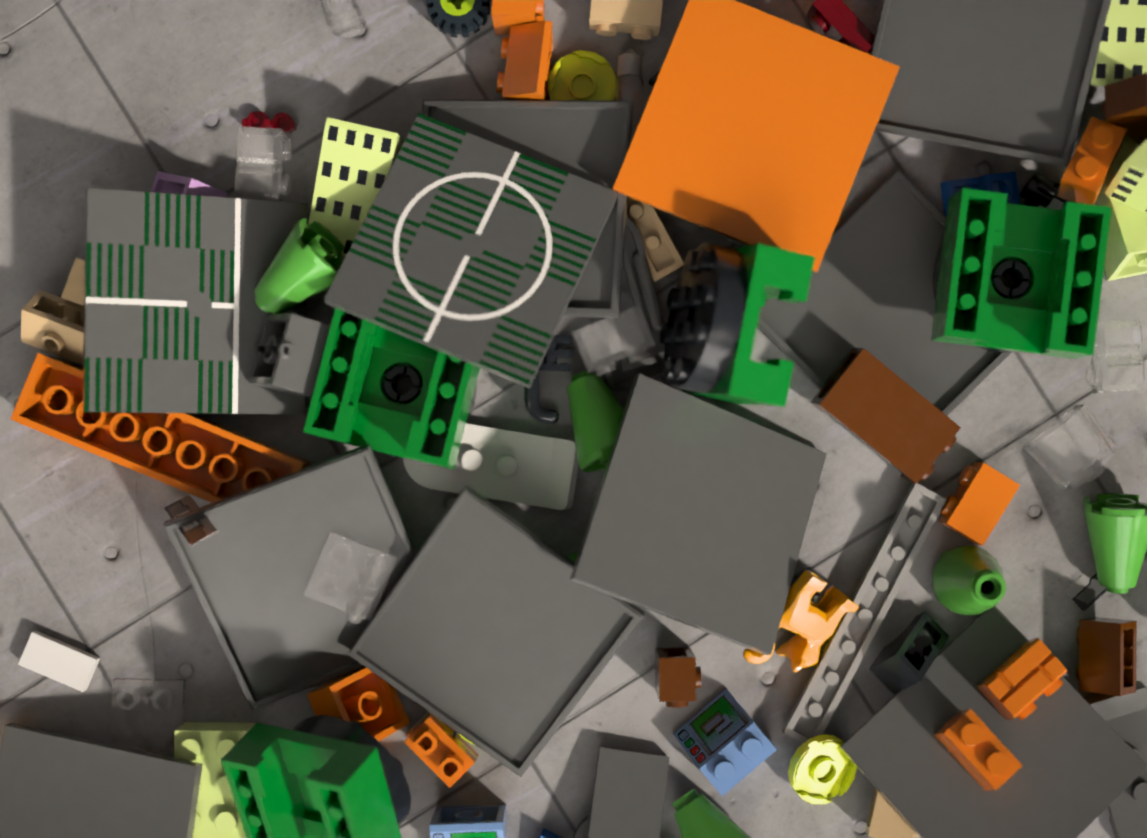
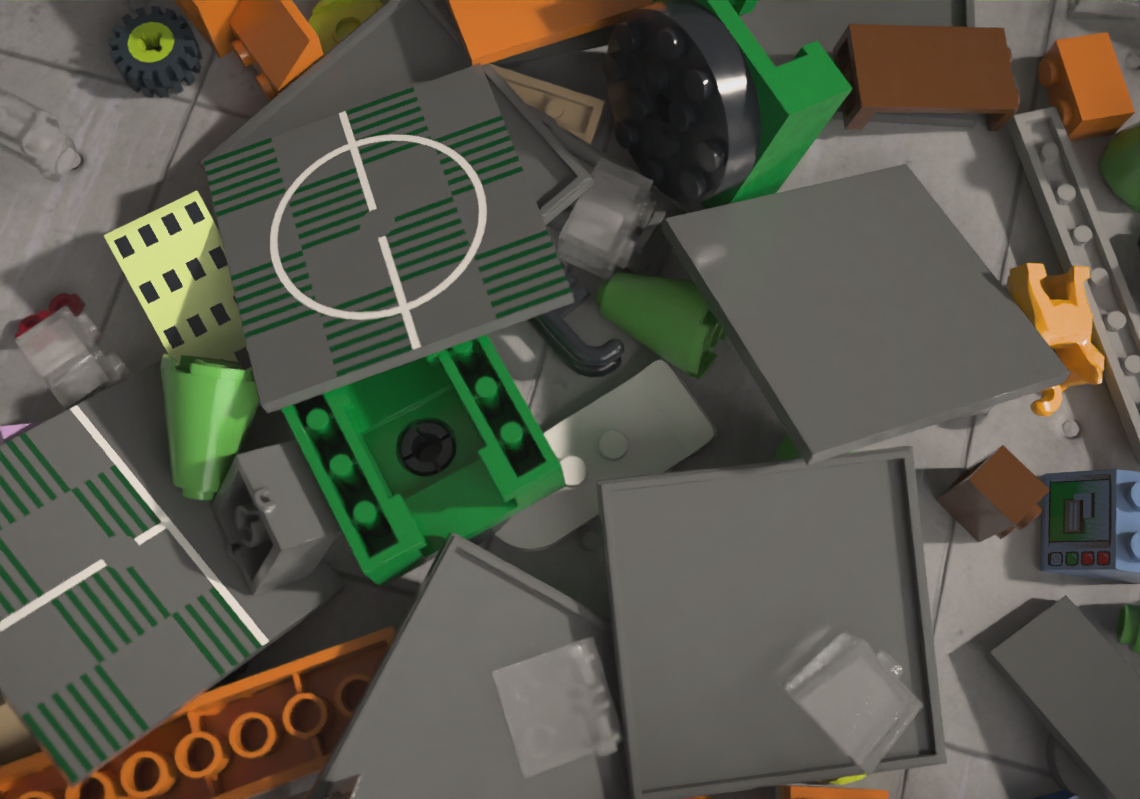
camera: 50 degrees left, 15 degrees down
(496, 706) = (855, 699): none -> clear torso

